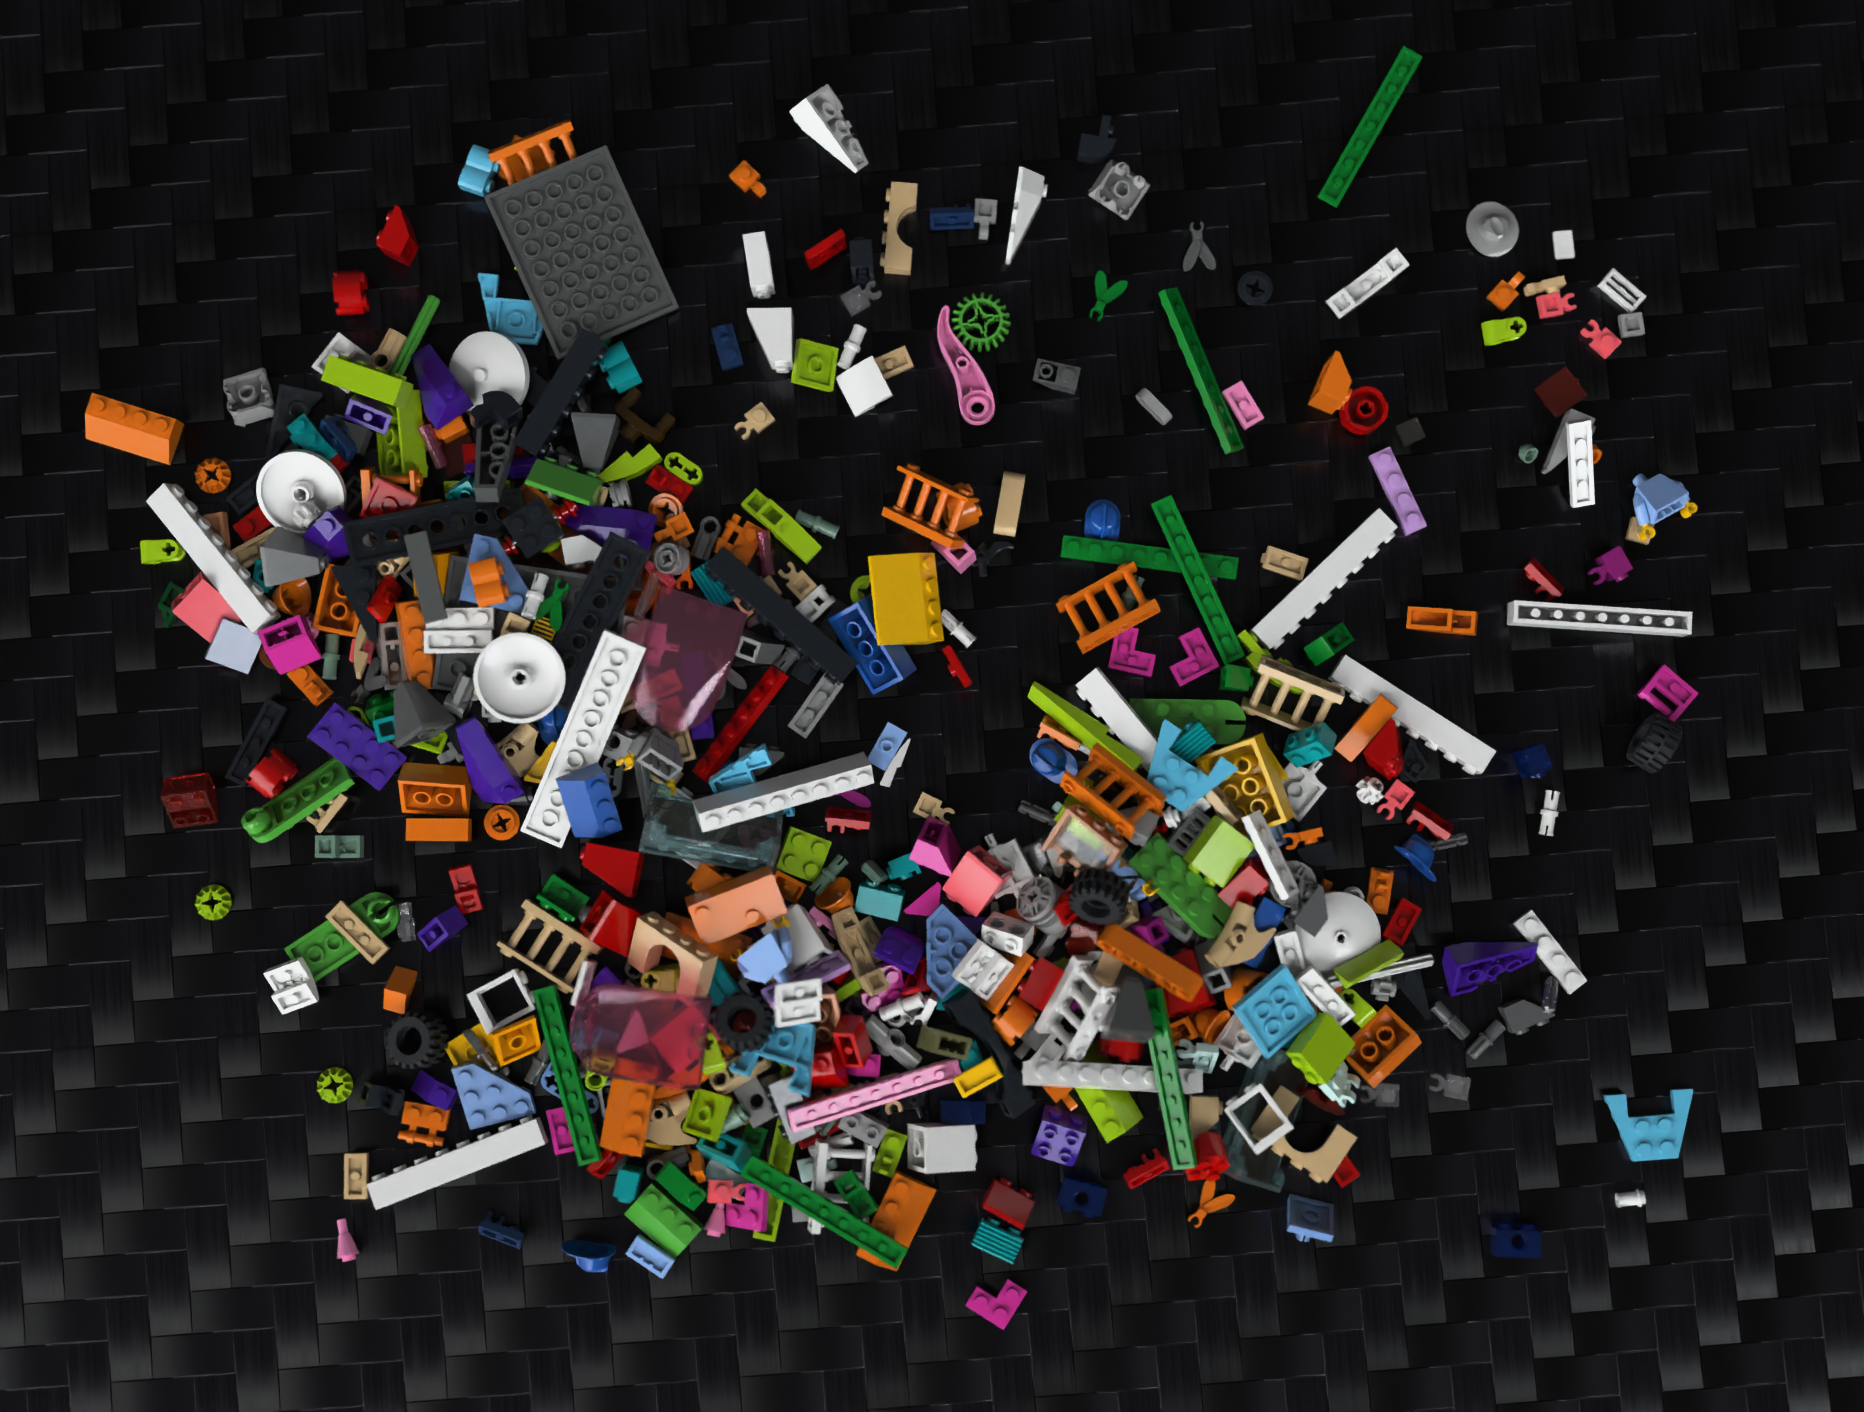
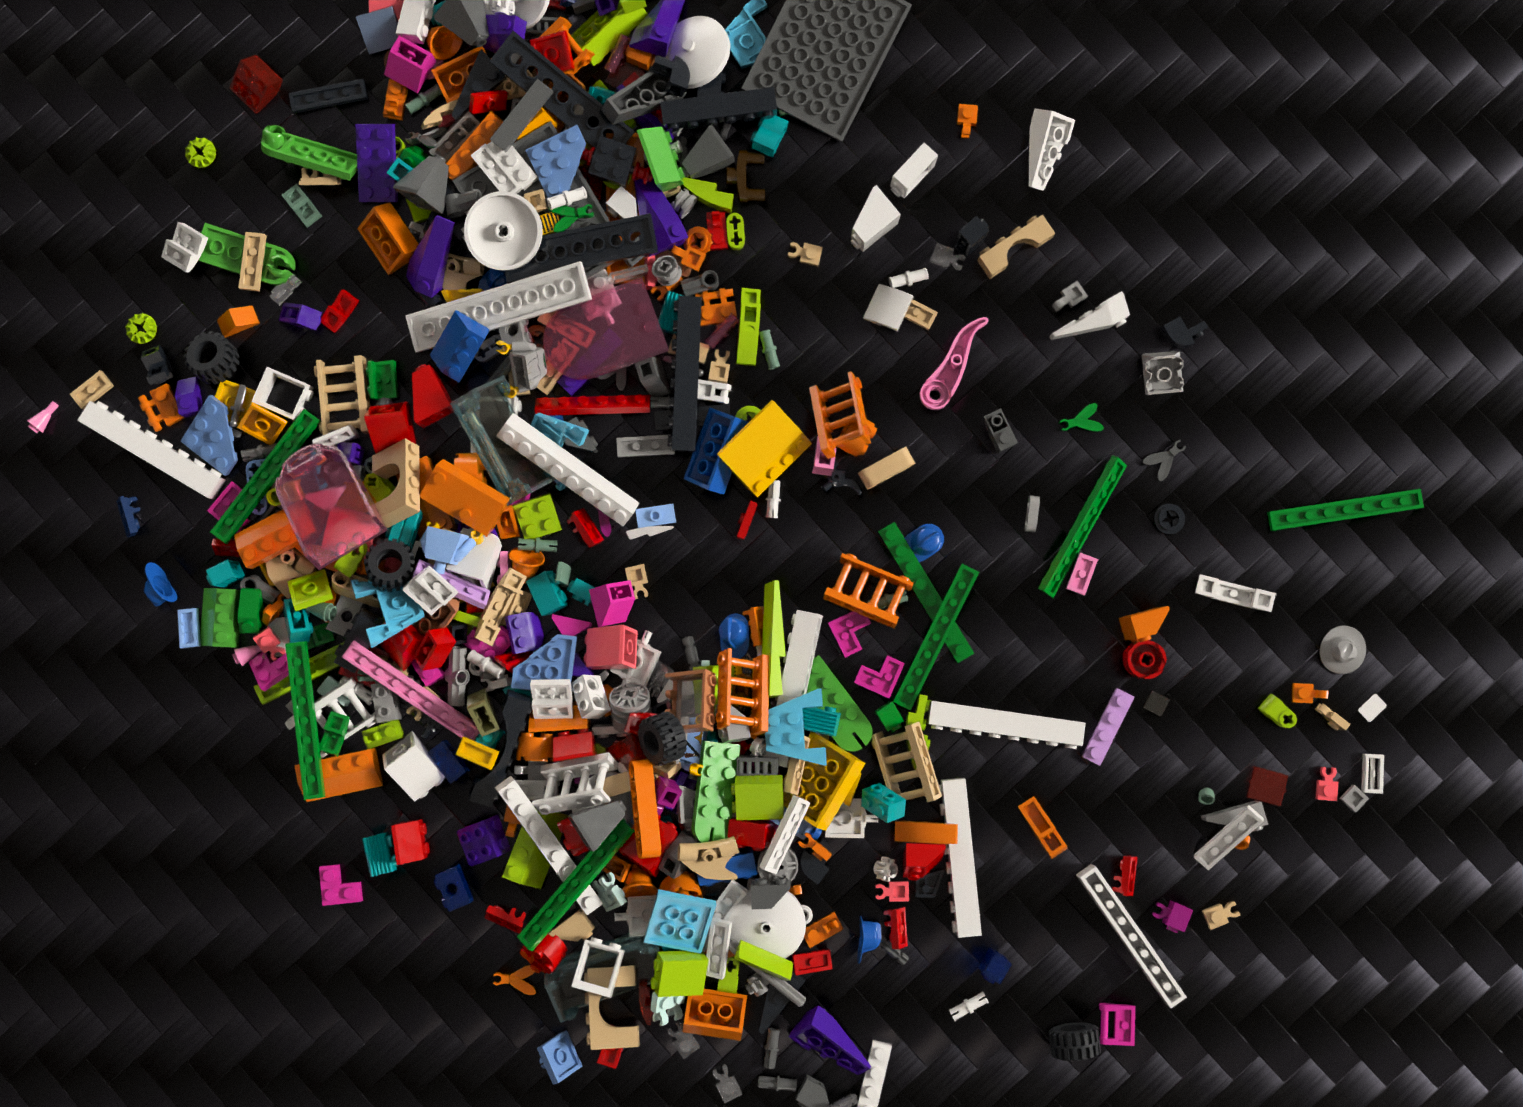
camera: 55 degrees right, 0 degrees up
(271, 773) = (314, 121): red brick -> none
(438, 829) = (364, 262): orange slope -> none
(488, 582) = (550, 159): orange brick -> none
(492, 818) = (400, 291): orange gear -> none
(727, 346) = (842, 195): dark blue plate -> none
(814, 365) = (875, 262): lime plate -> none
(825, 249) = (959, 207): red tile -> none
(951, 218) = (1050, 275): dark blue plate -> none
(972, 324) = (985, 364): bright green gear -> none
(1284, 563) = (995, 687): tan plate -> none
(1328, 644) = (964, 762): green slope -> none
(1553, 305) = (1323, 733): coral plate -> none
(1658, 499) = (1246, 912): light blue torso -> none

